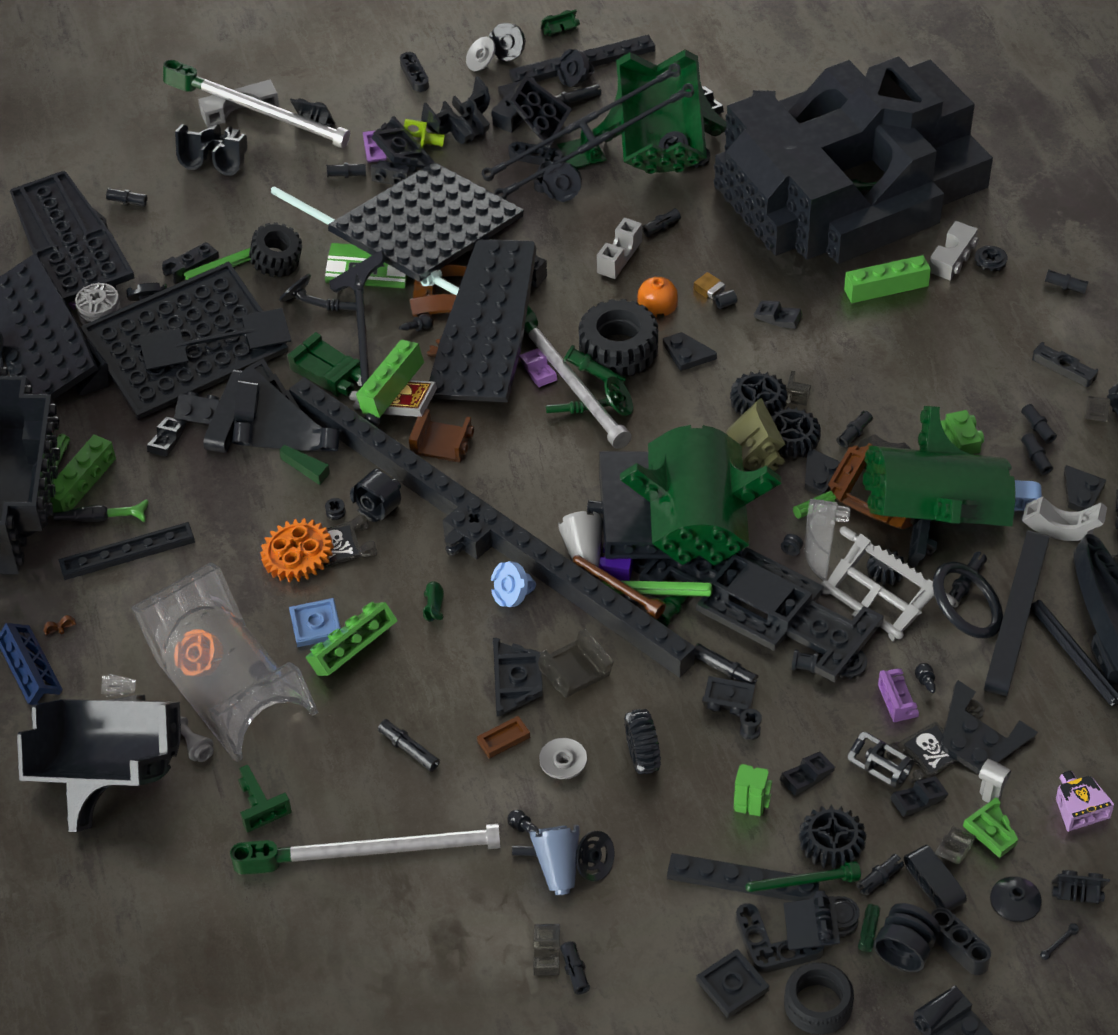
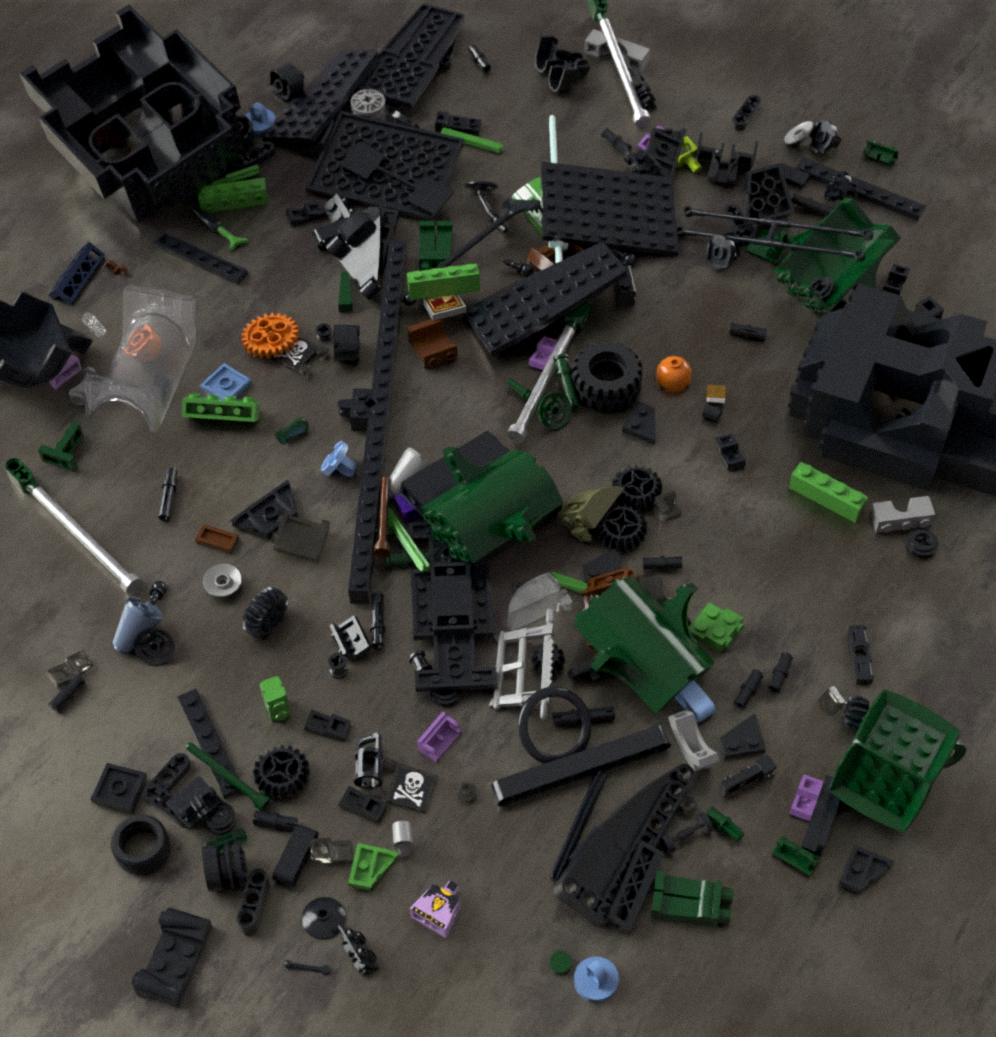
camera: 50 degrees right, 5 degrees up
(276, 237) = (507, 143): black tyre -> none
(614, 257) = (706, 323): light grey arch -> none
(925, 675) = (473, 744): black bar -> none
(974, 741) = (435, 807): black wing -> none
(1066, 281) = (948, 604): black pin -> none

